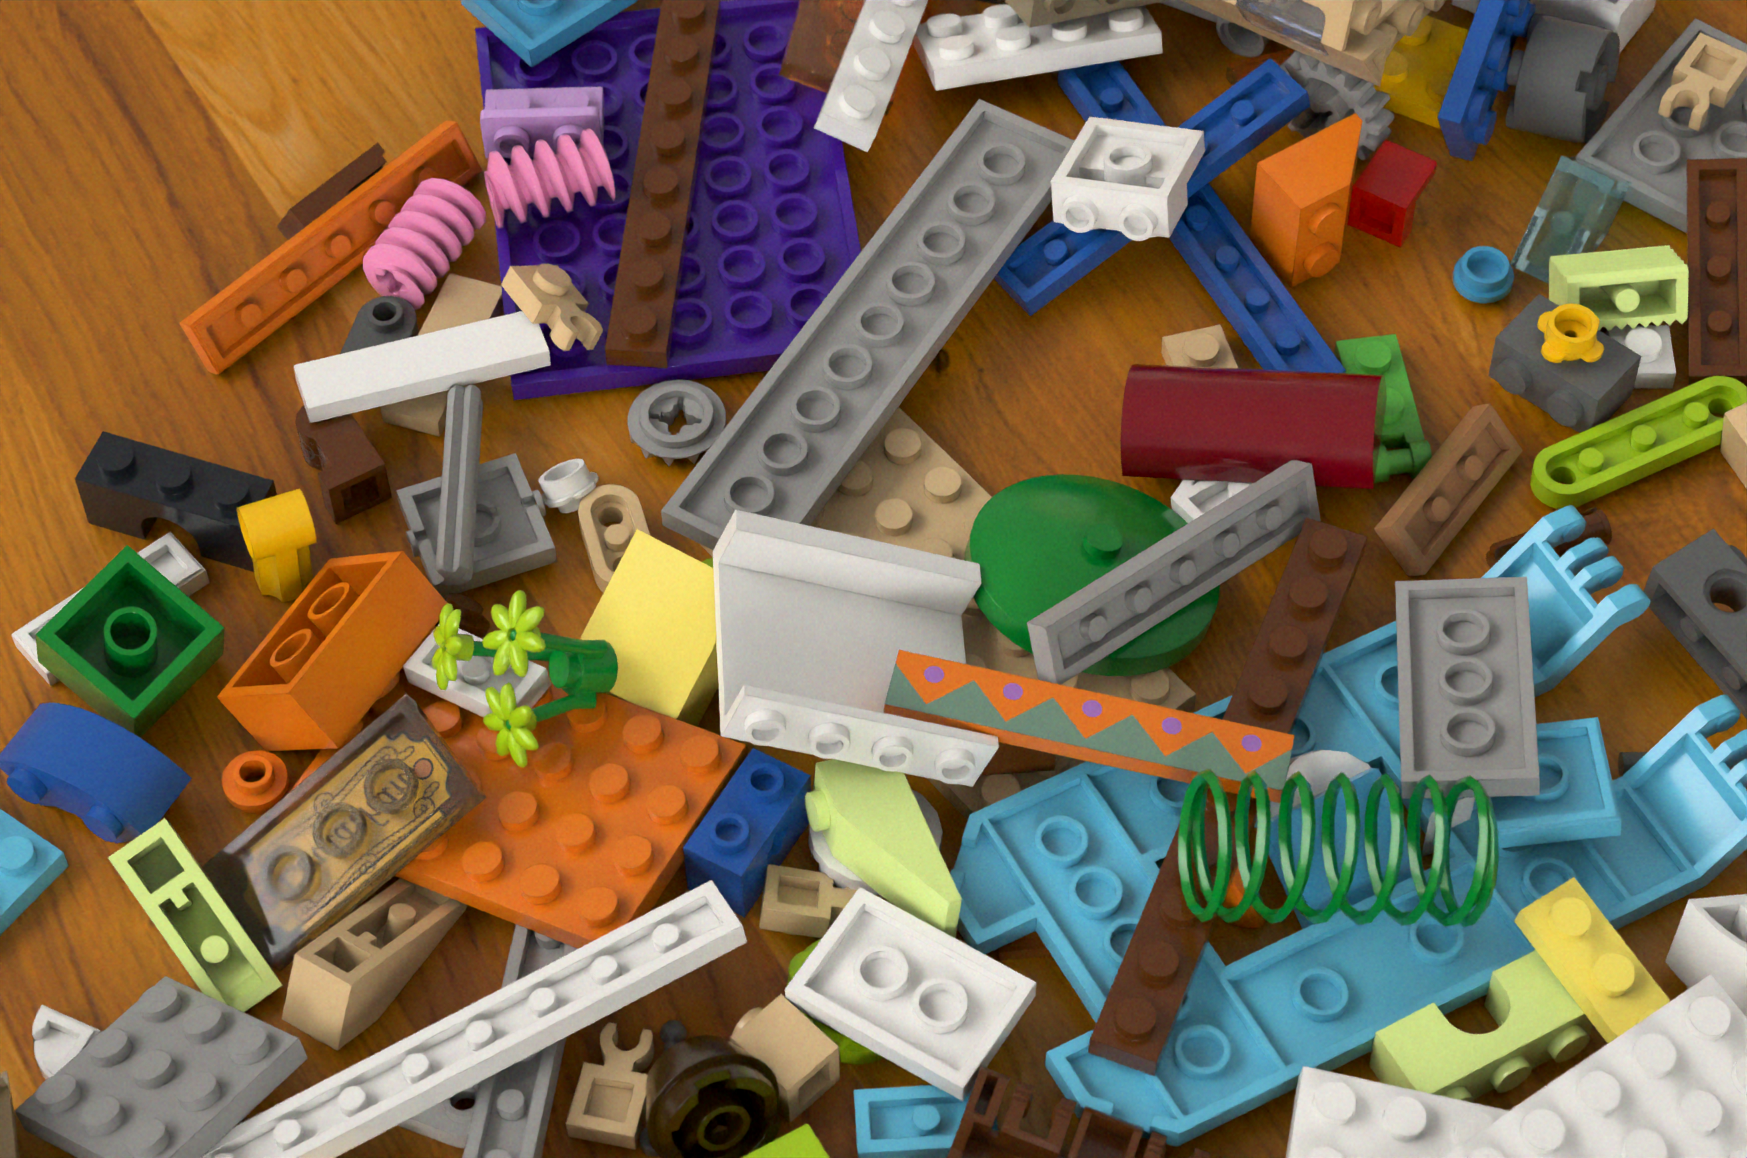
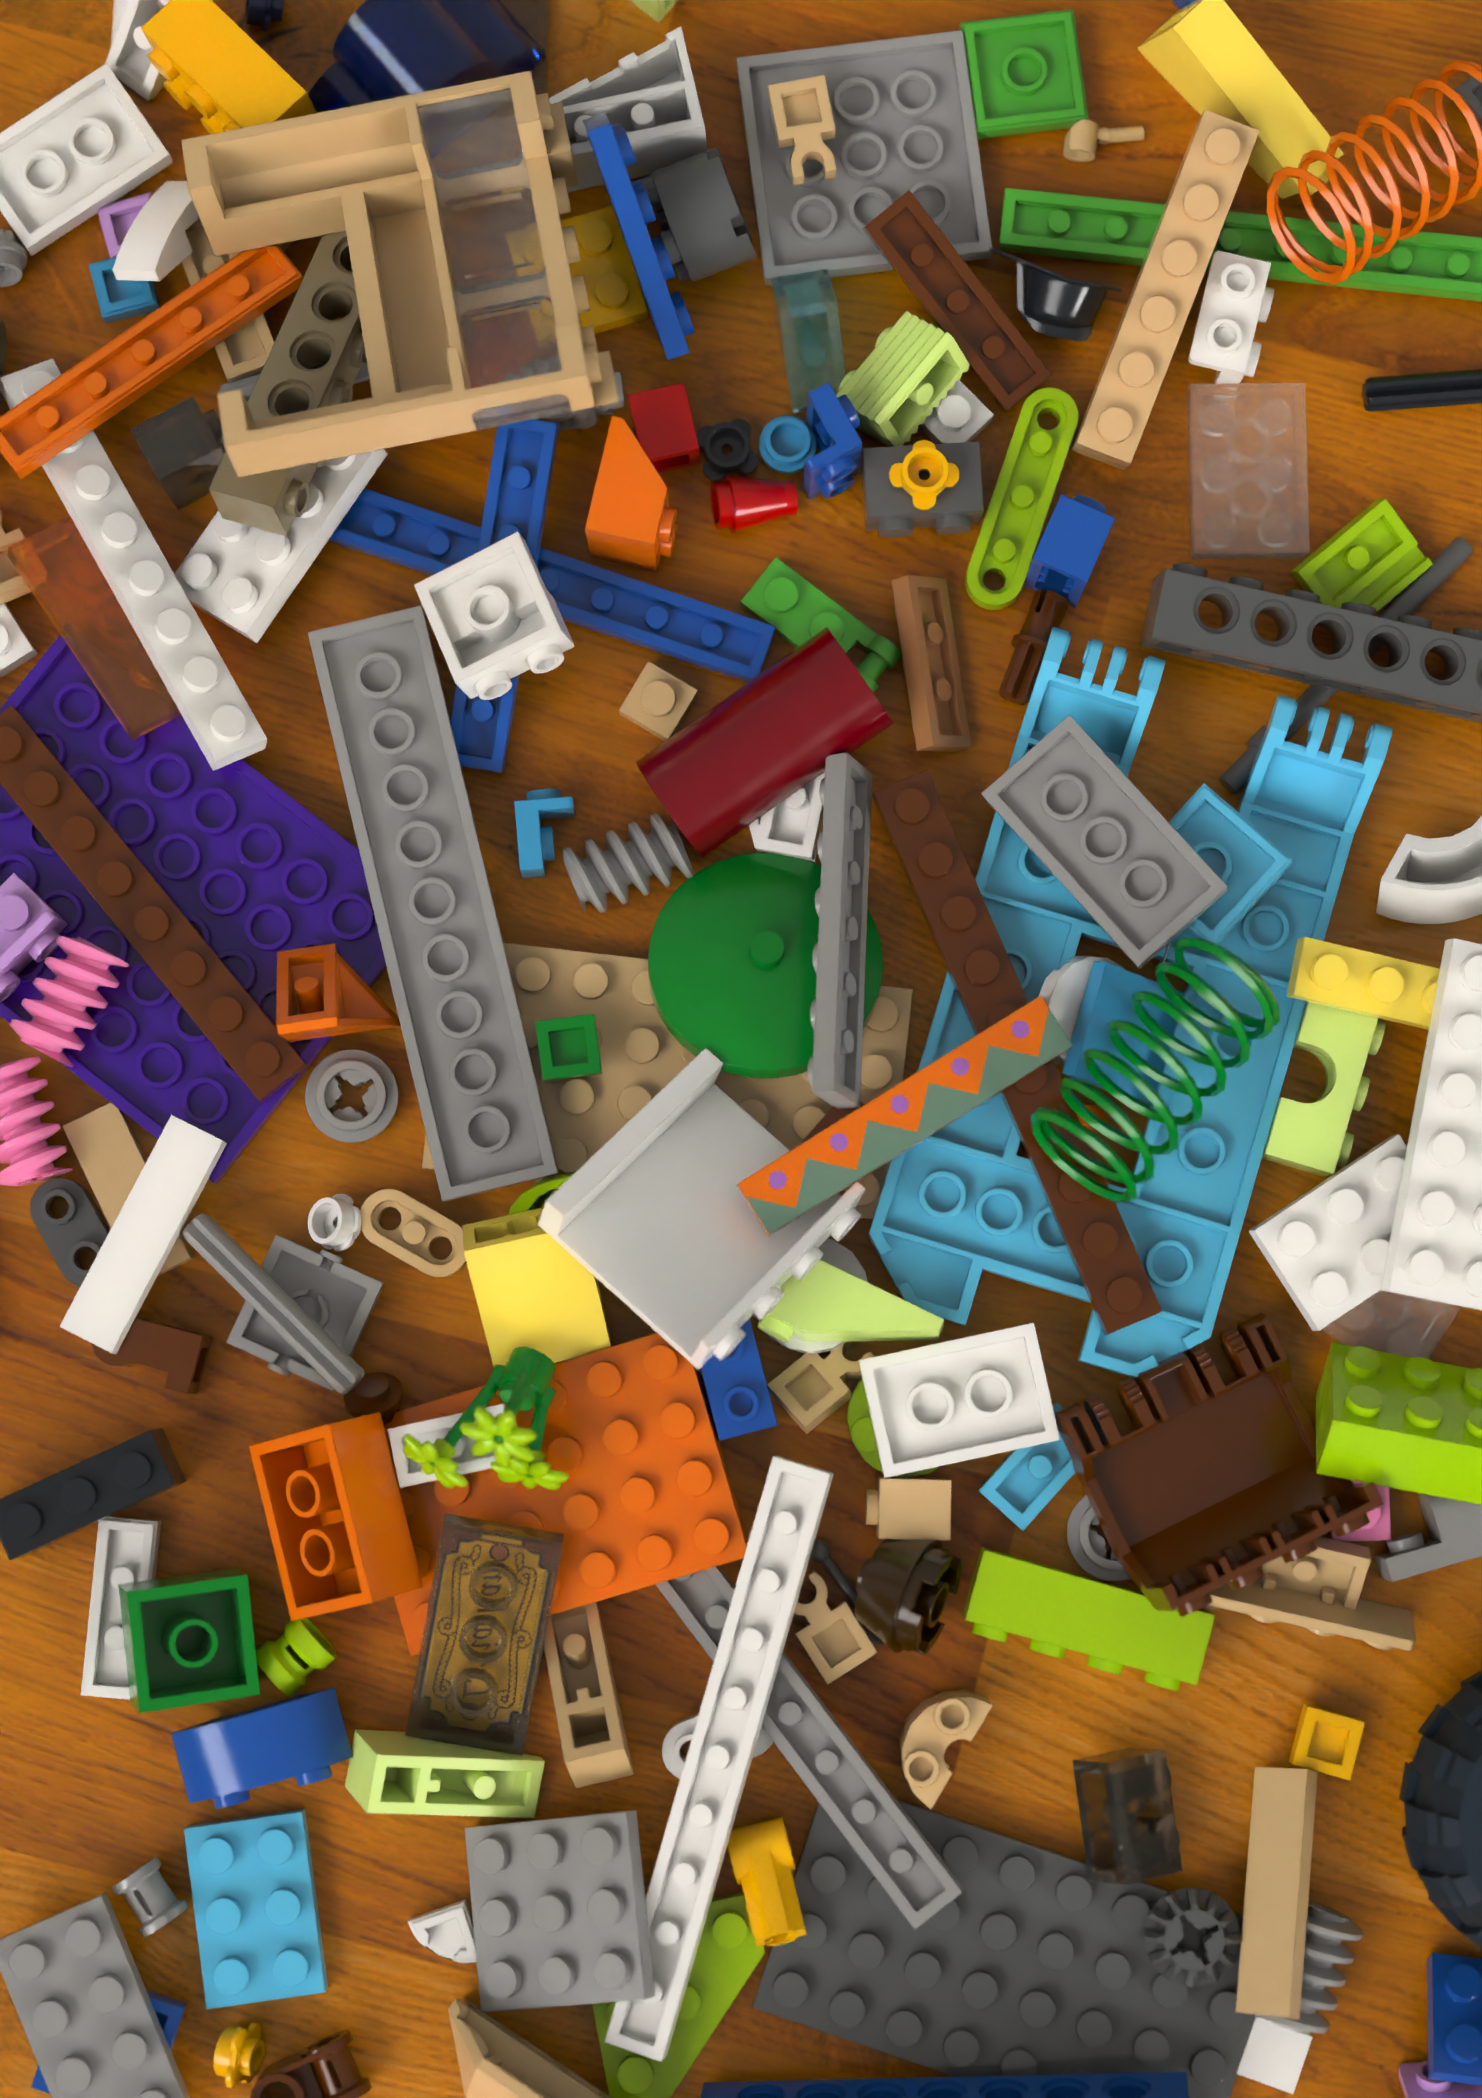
camera: 45 degrees left, 30 degrees up
(193, 737) = (295, 1655): none -> lime wheel
(259, 795) = (380, 1626): orange plate -> none
(279, 542) = (201, 1470): yellow piece -> none
(550, 298) = (177, 1095): tan plate -> none
(722, 326) = (325, 996): none -> orange slope
(874, 497) = (568, 1047): none -> green plate
(1009, 355) = (534, 841): none -> dark azure bracket
(1056, 431) = (627, 863): none -> light grey piece
(1413, 286) = (751, 501): none -> red cone
(1431, 245) = (727, 433): none -> black plate
(1510, 279) = (839, 444): none -> blue bracket
(1645, 481) = (1069, 547): none -> blue brick

